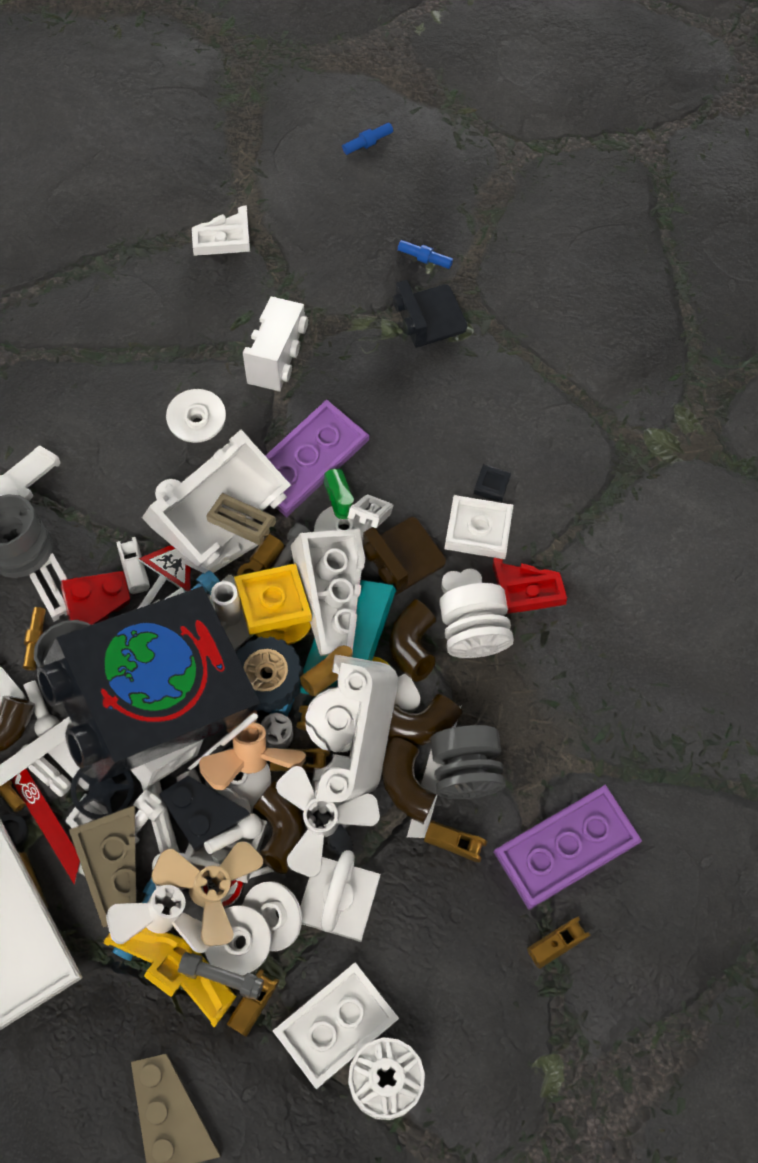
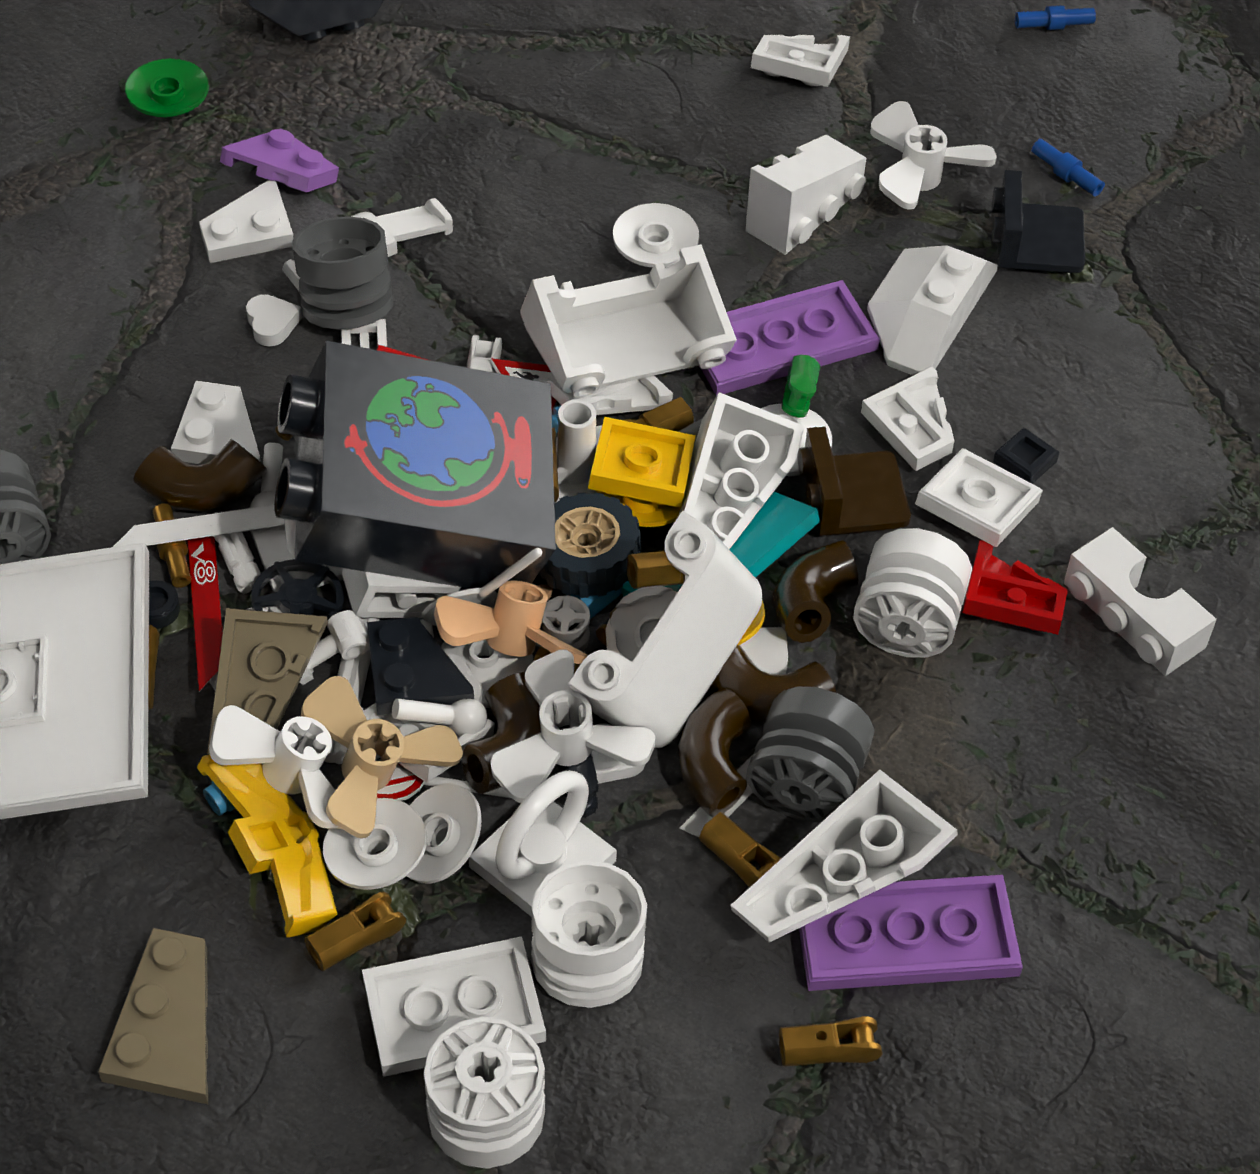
camera: 25 degrees right, 15 degrees down
(193, 966) = (358, 894): dark grey bar -> none
(246, 528) = (644, 363): dark tan tile -> none
(335, 284) = (922, 155): none -> white piece
(374, 513) = (833, 415): white tile -> none
(385, 396) = (926, 304): none -> white wedge
(393, 926) = (588, 933): none -> white wheel
(415, 486) = (912, 419): none -> white wing
(523, 822) = (852, 853): none -> white wedge
(620, 577) = (1162, 629): none -> white arch

